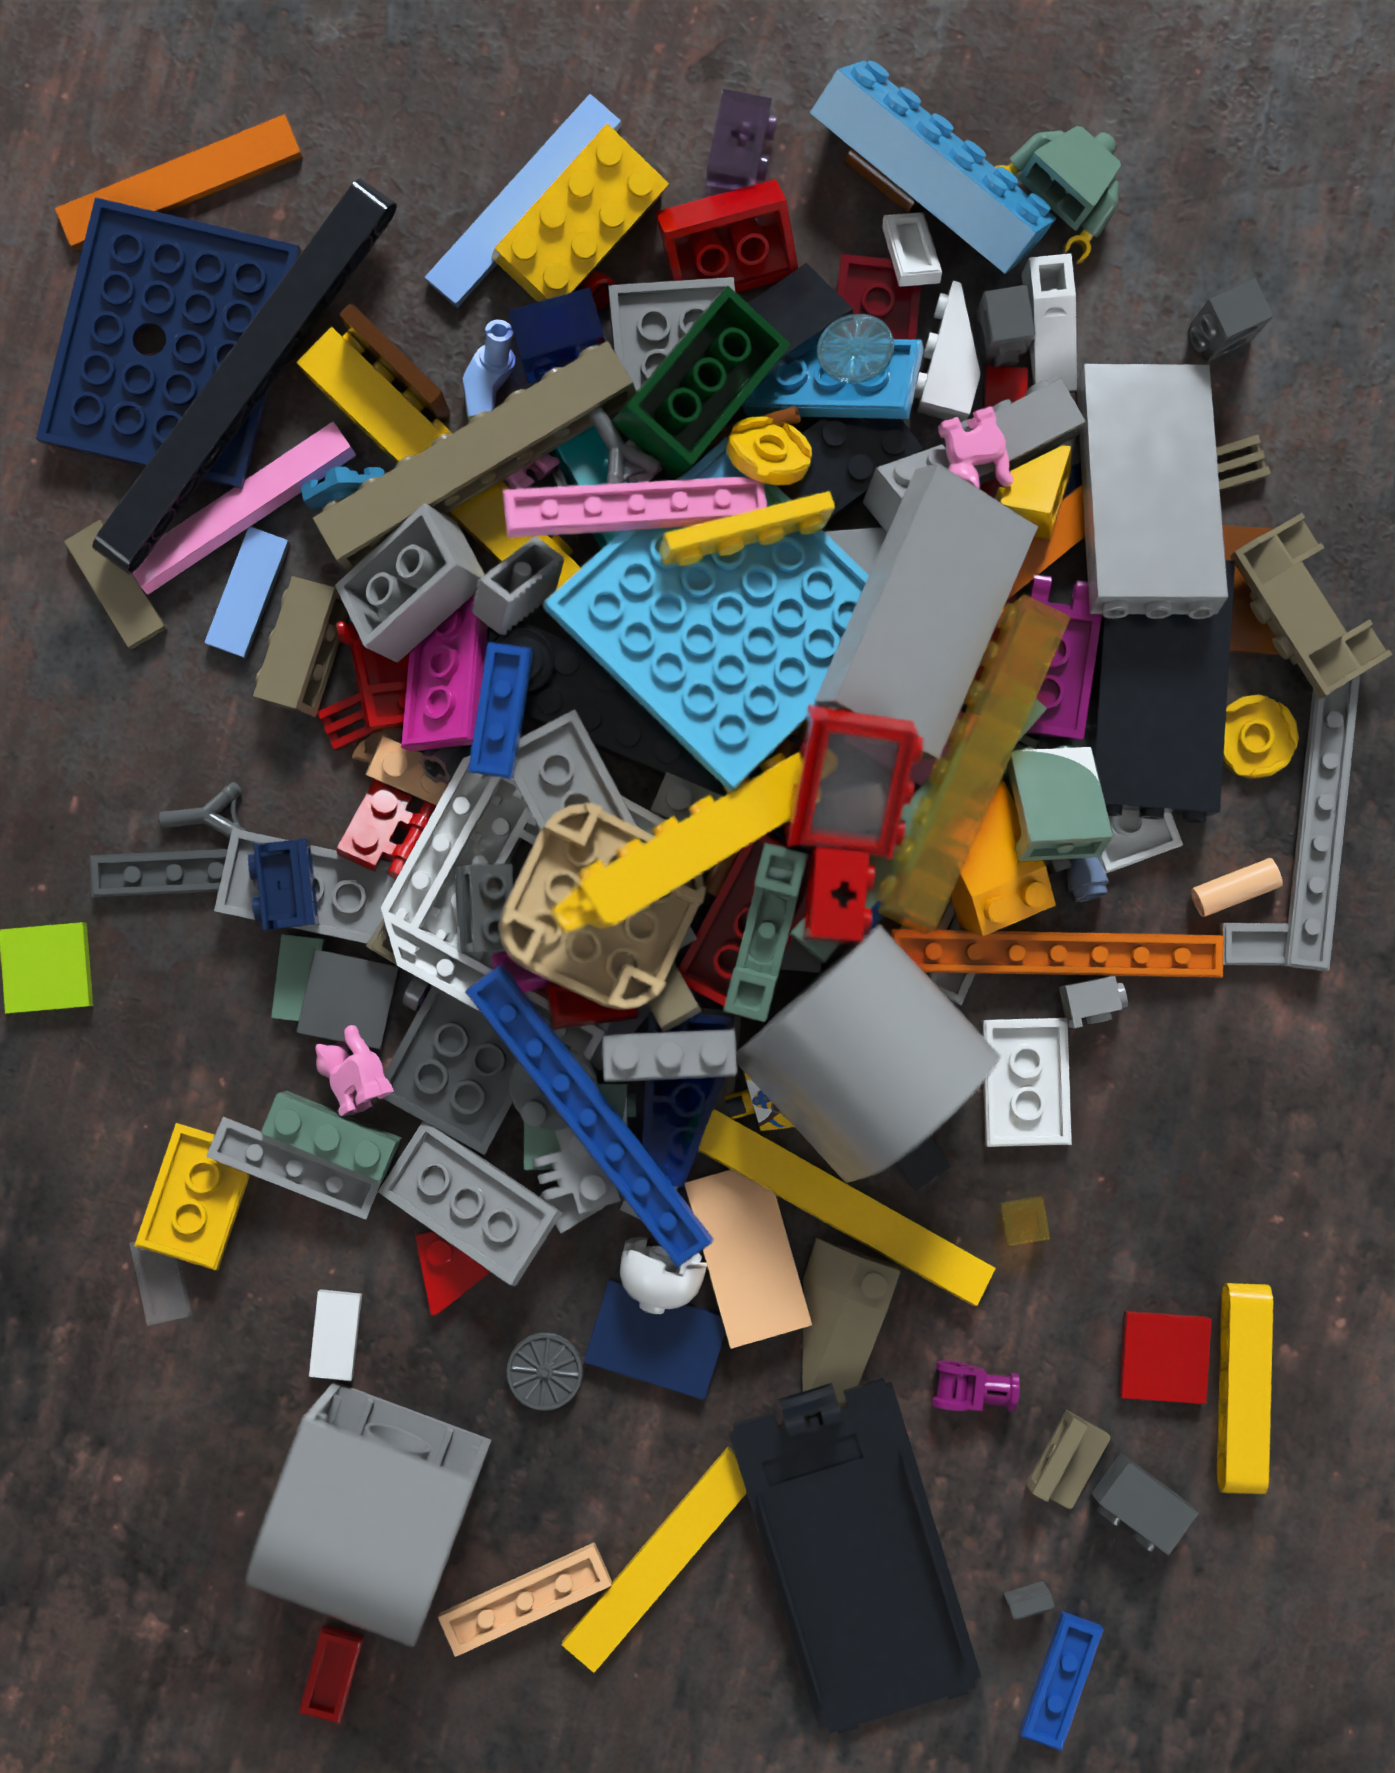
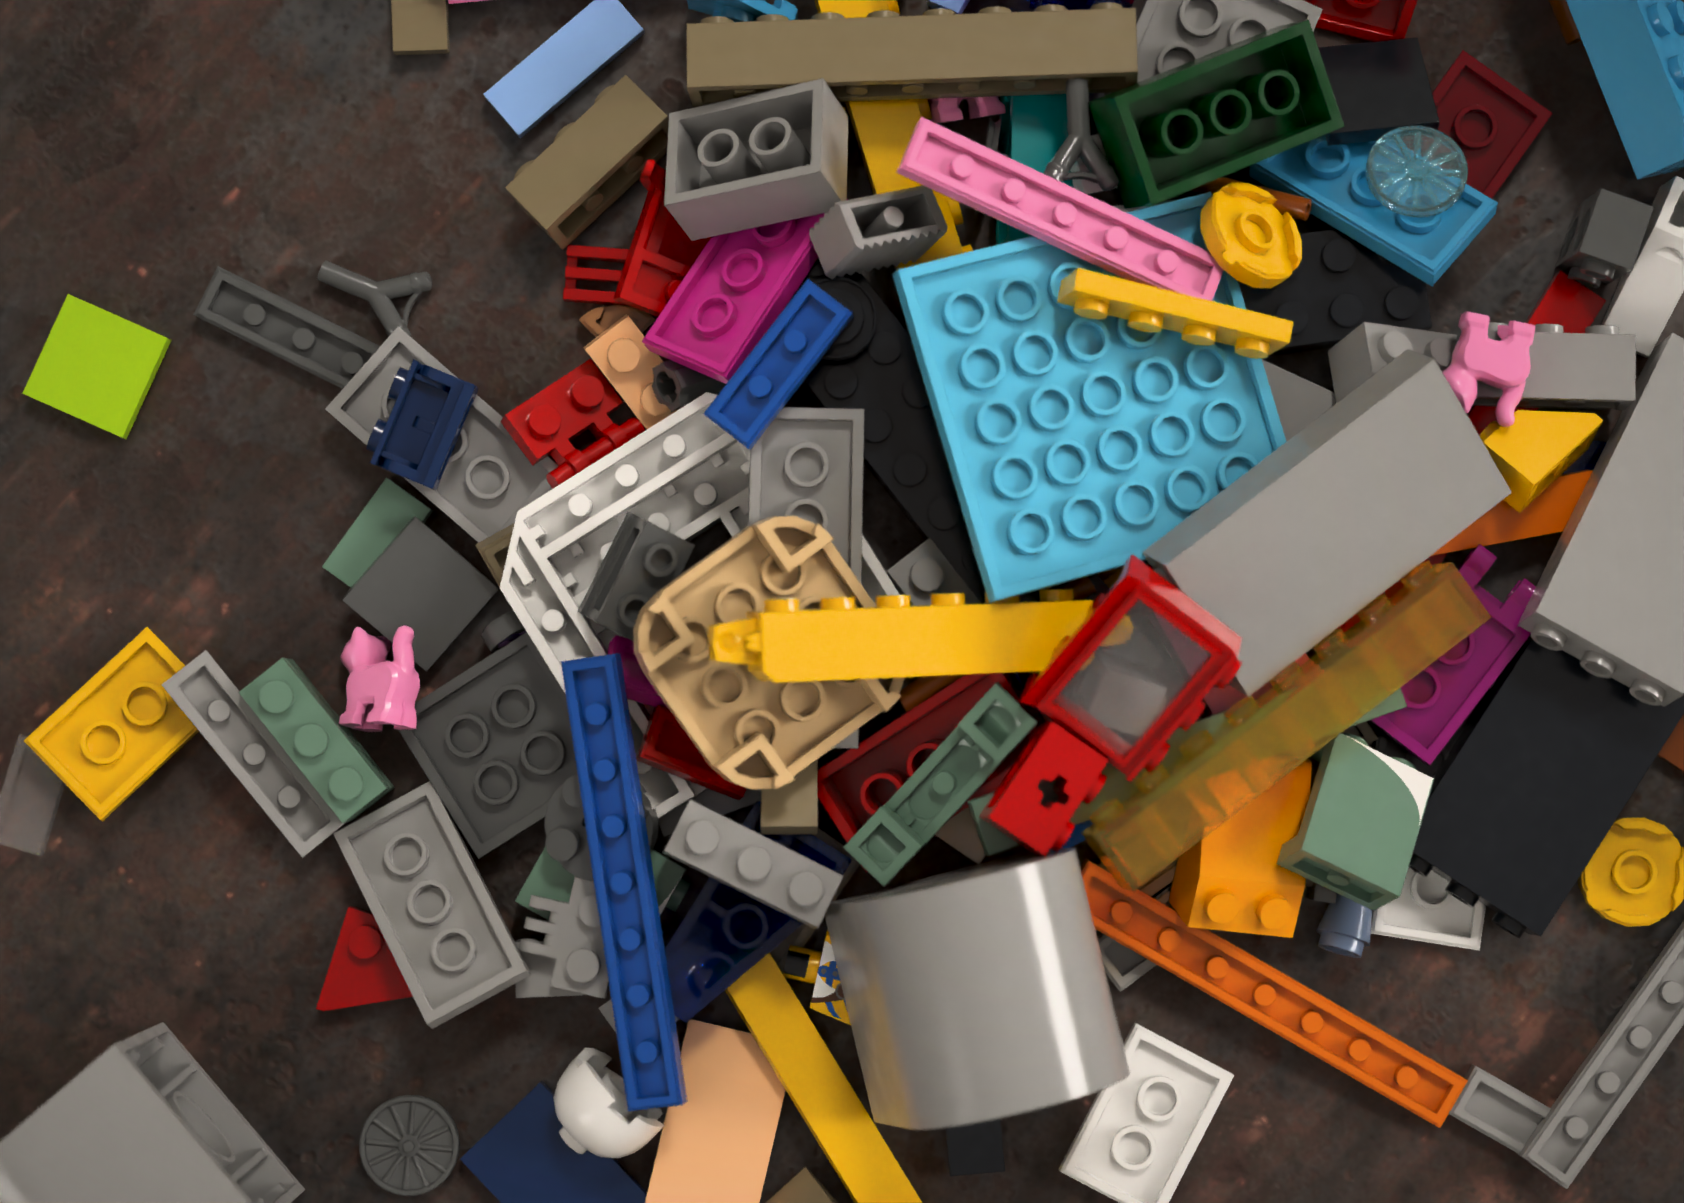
camera: 30 degrees right, 0 degrees up
(335, 1335) = (194, 970): white tile -> none
(911, 249) = (1547, 89): white tile -> none
(953, 369) = (1519, 253): white slope -> none
(1092, 1000) = (1274, 1070): light grey brick -> none
(1236, 887) = (1514, 1033): light nougat piece -> none

